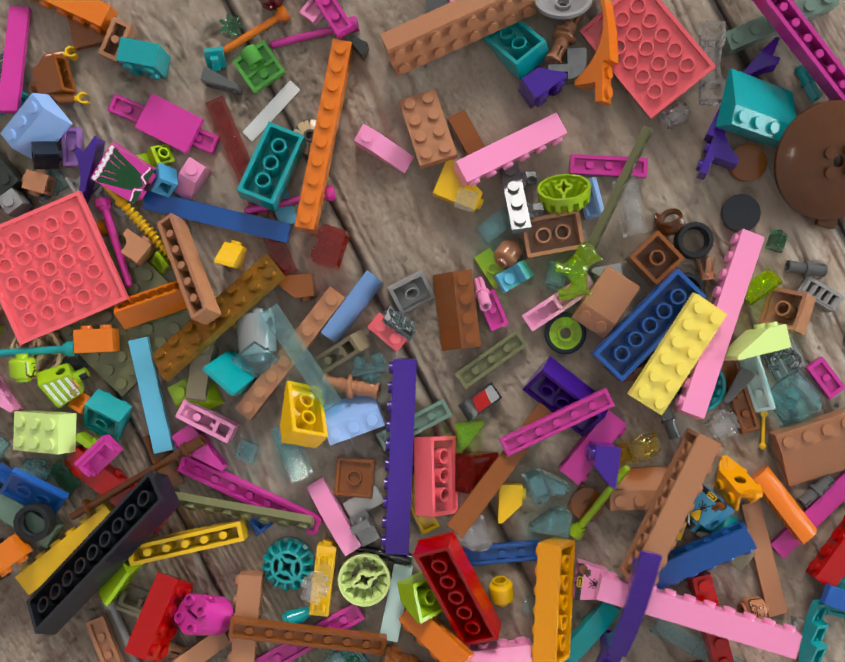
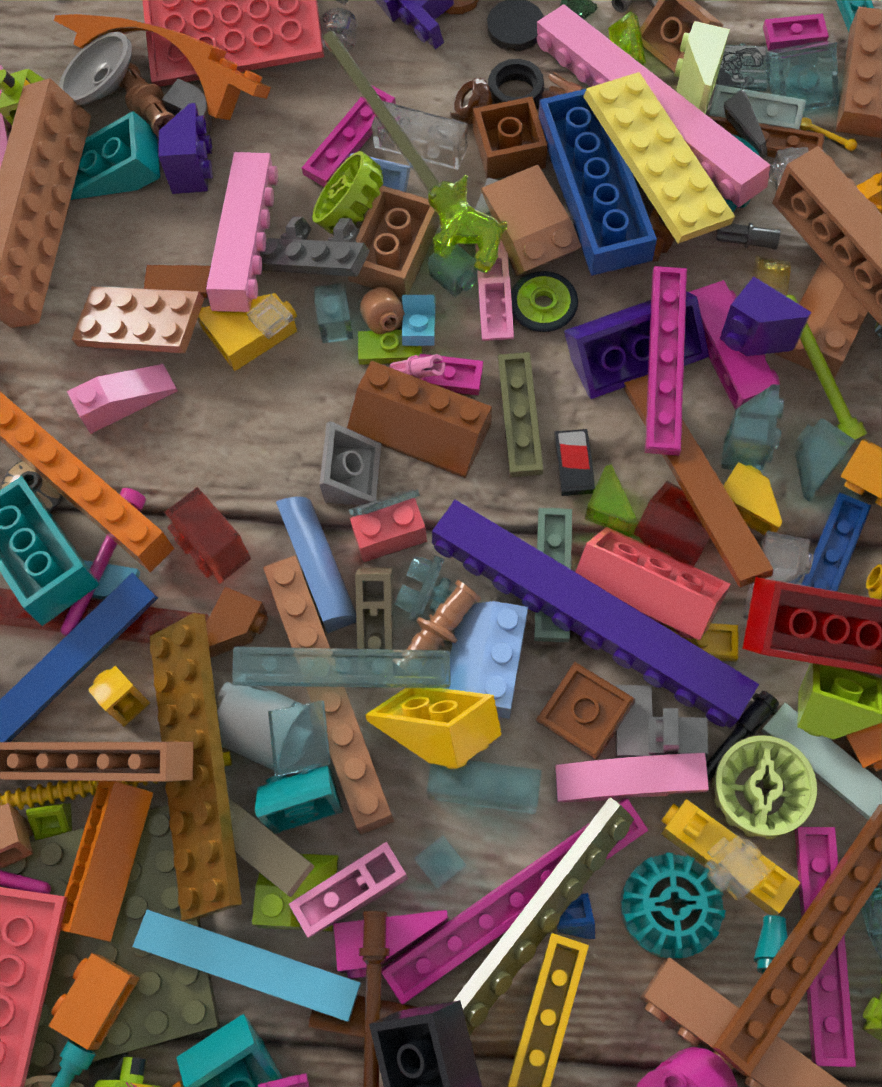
camera: 55 degrees left, 20 degrees down
(583, 500) = (809, 401): dark orange piece -> none

